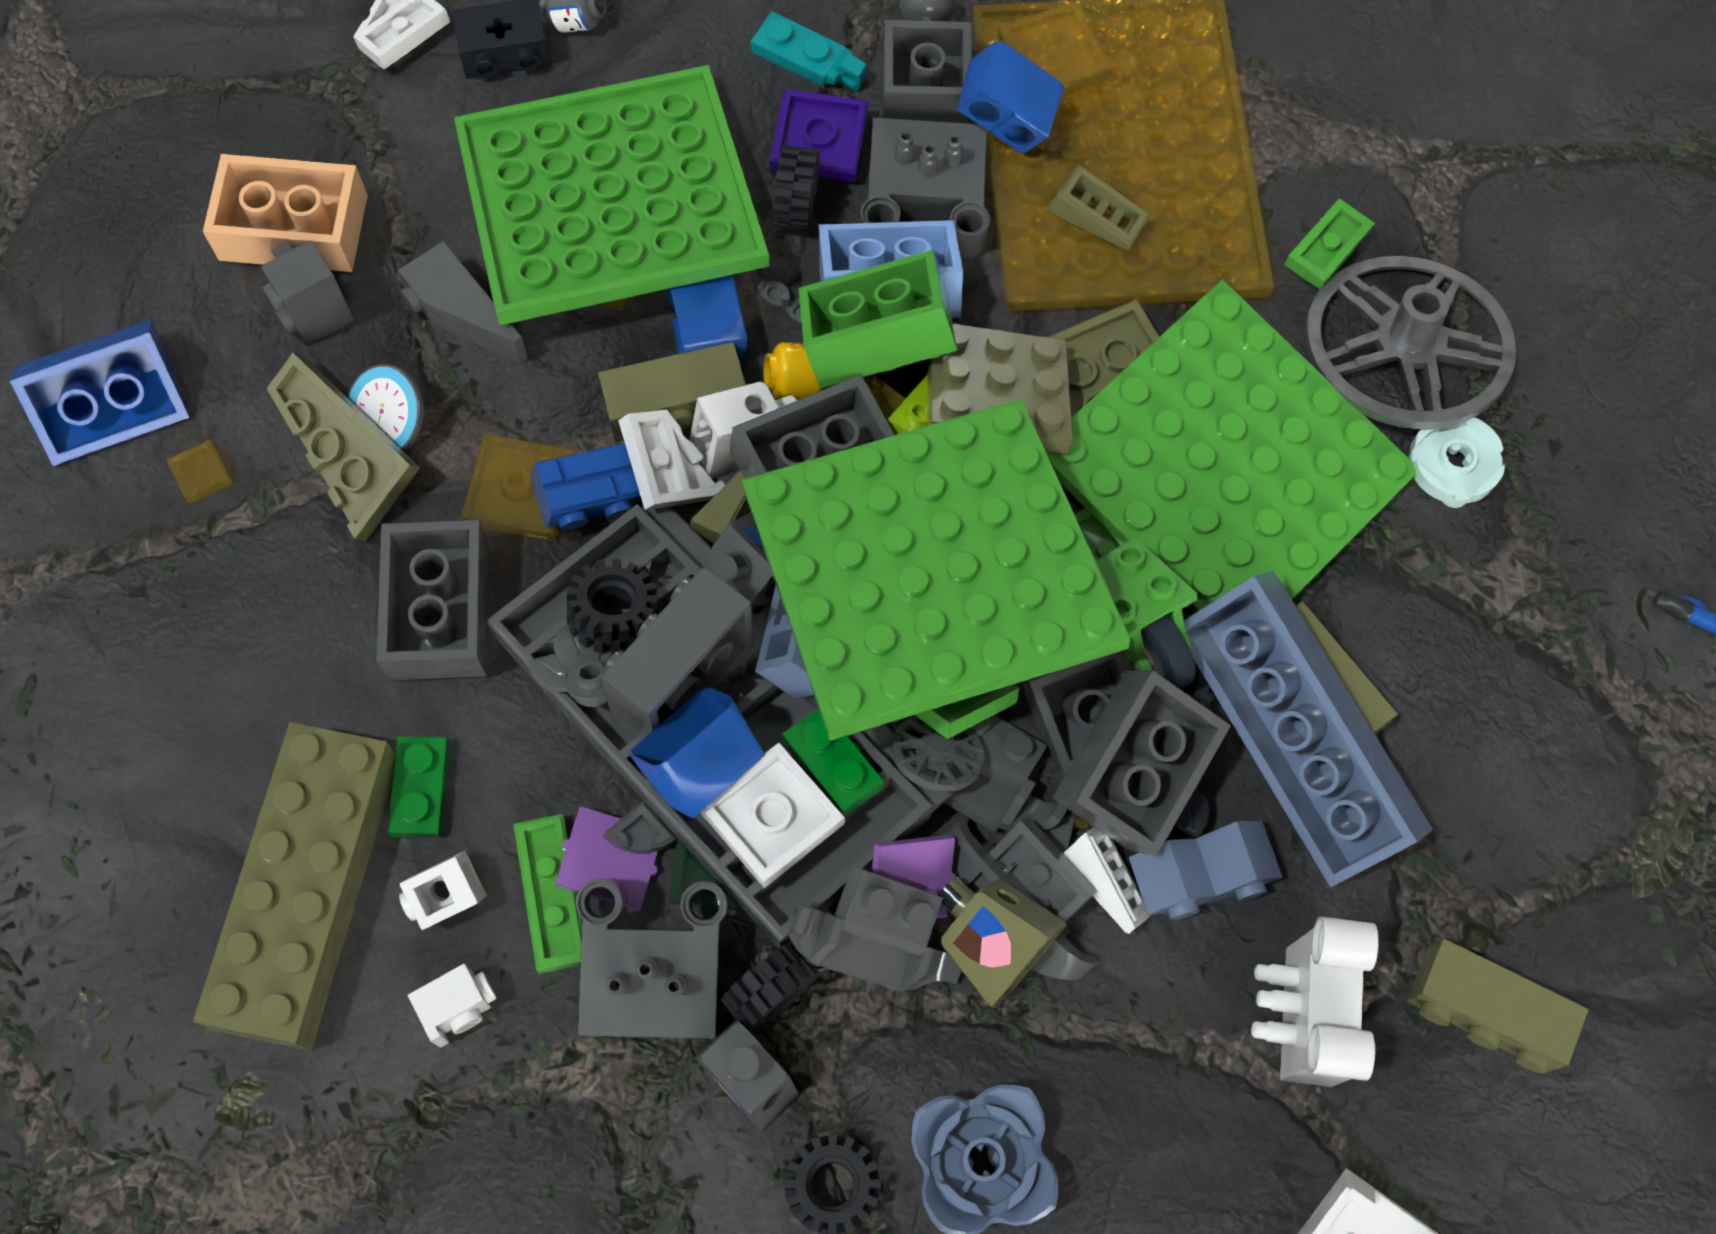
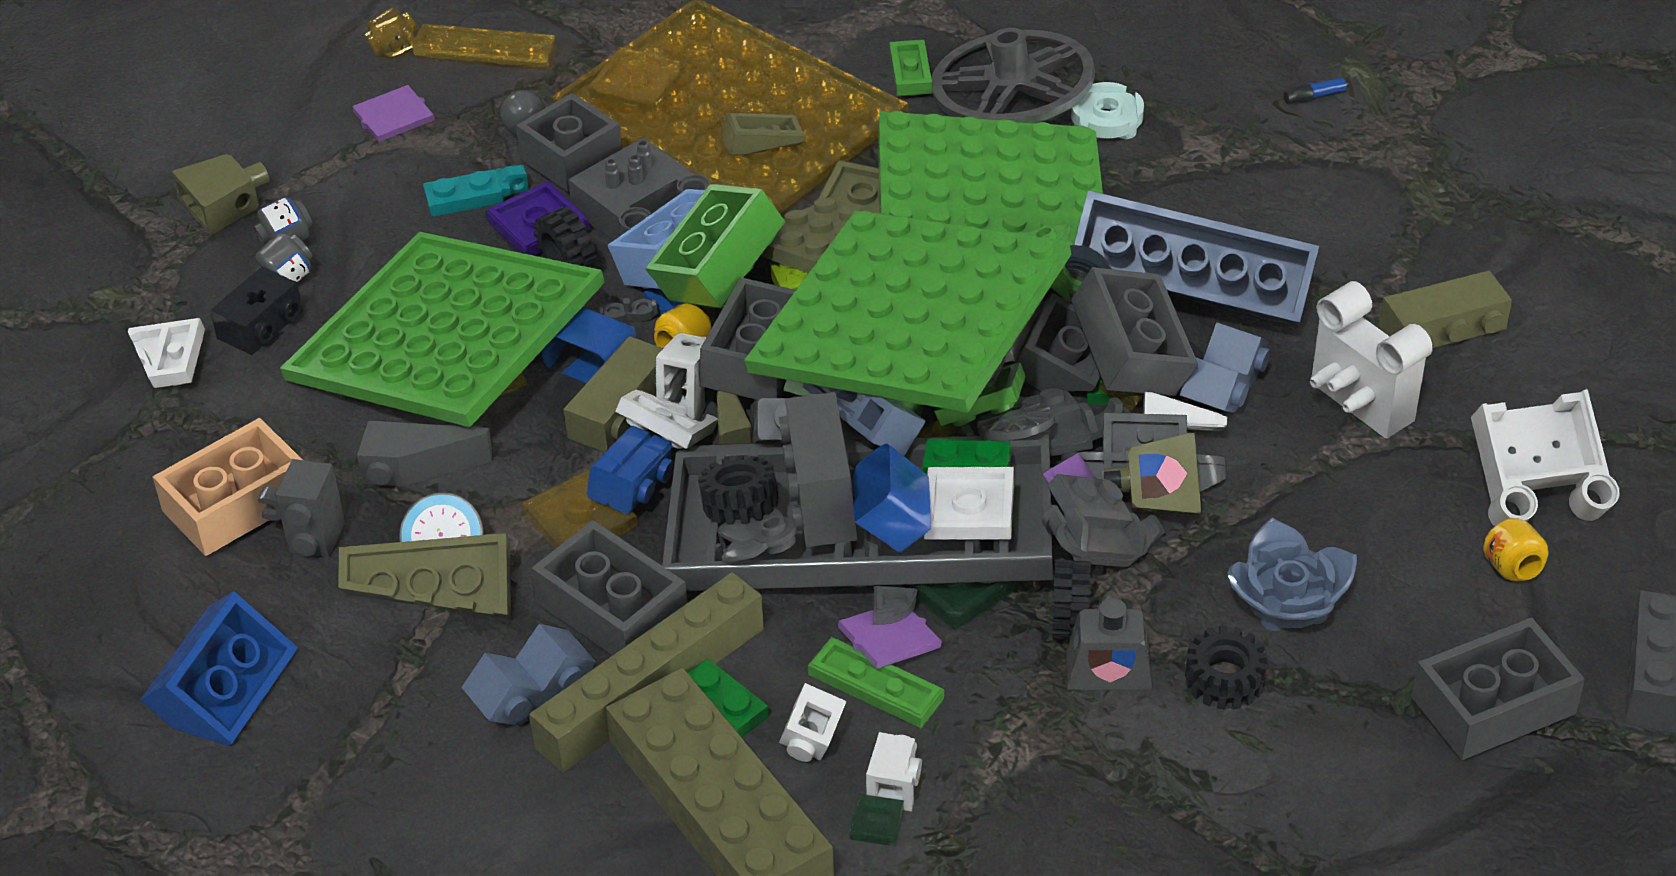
camera: 40 degrees left, 25 degrees down
(199, 471) = (346, 667): clear yellow tile -> none
(276, 622) = (514, 687): none -> sand blue brick
(383, 706) = (706, 627): none -> olive brick
(397, 1032) = (876, 820): none -> clear green tile
(646, 1000) = (991, 652): dark grey piece -> none
(1010, 96) = (630, 93): blue piece -> none

